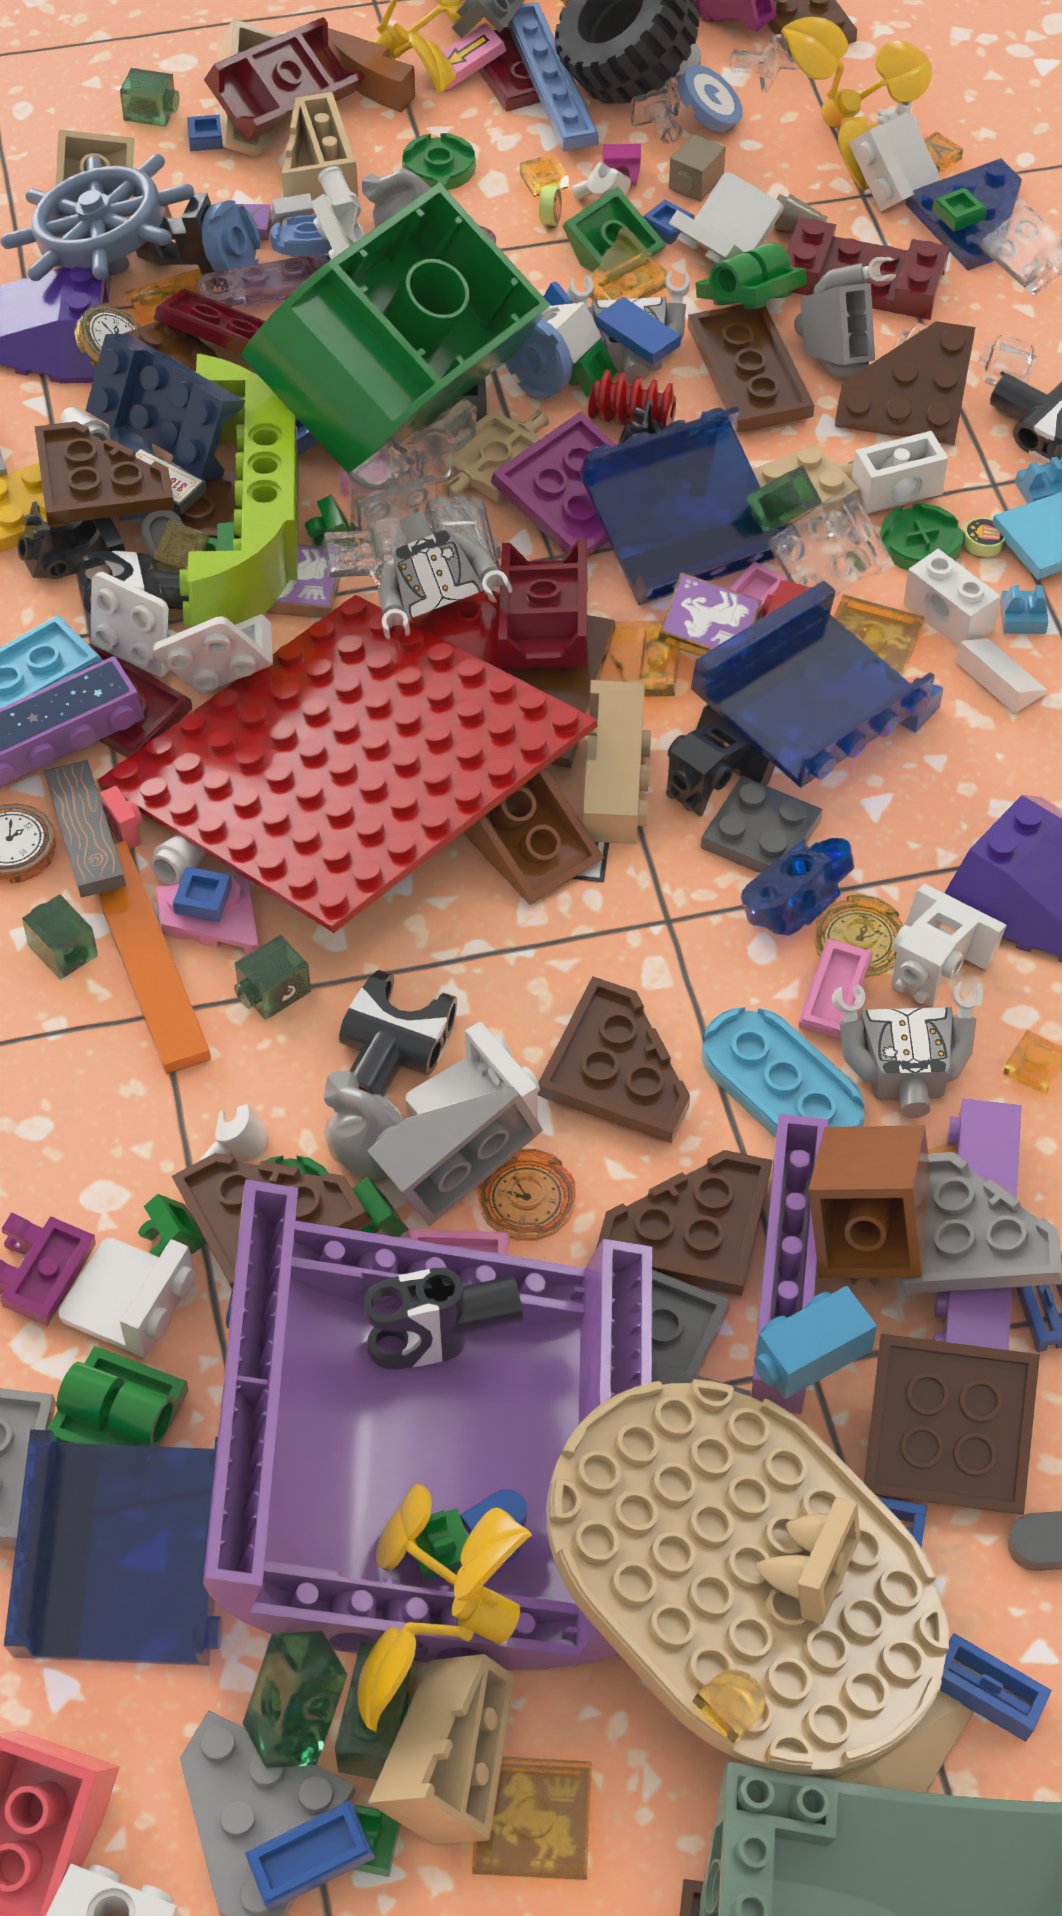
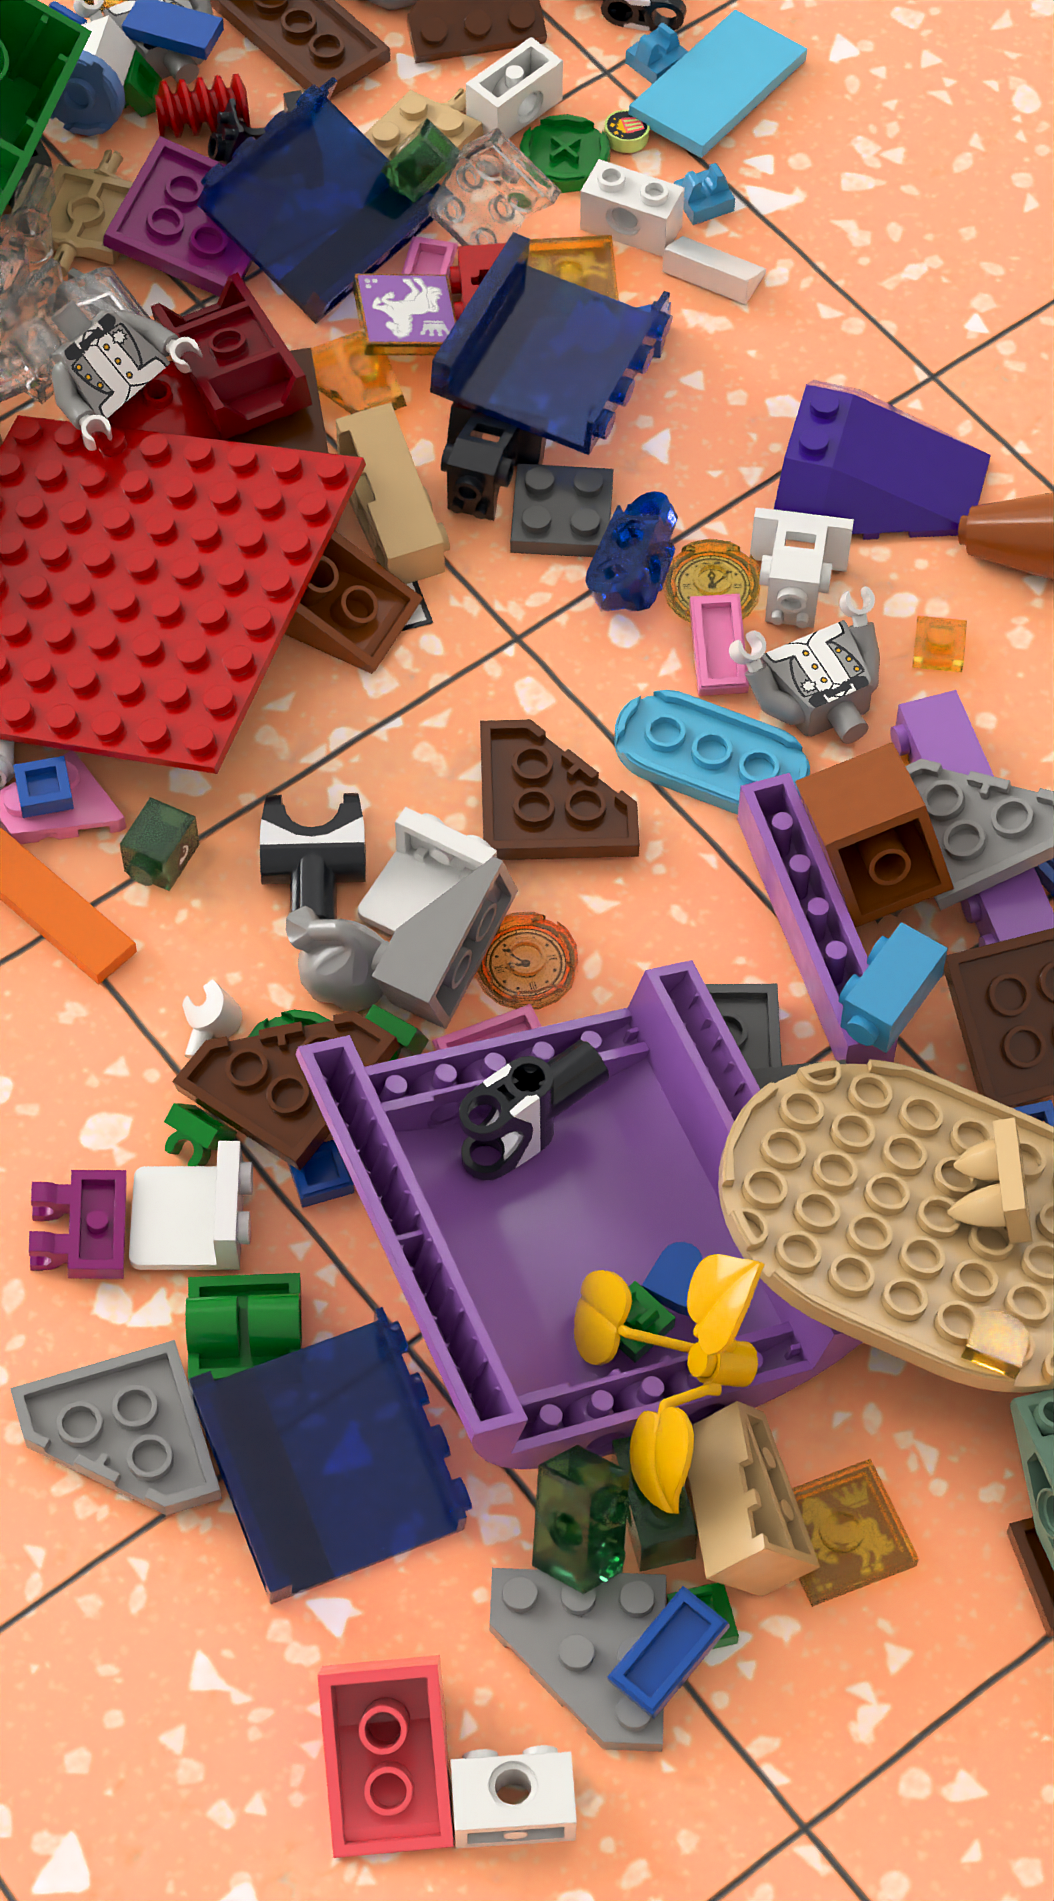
camera: 25 degrees left, 5 degrees up
(699, 1221) = (709, 916): reddish brown plate -> none

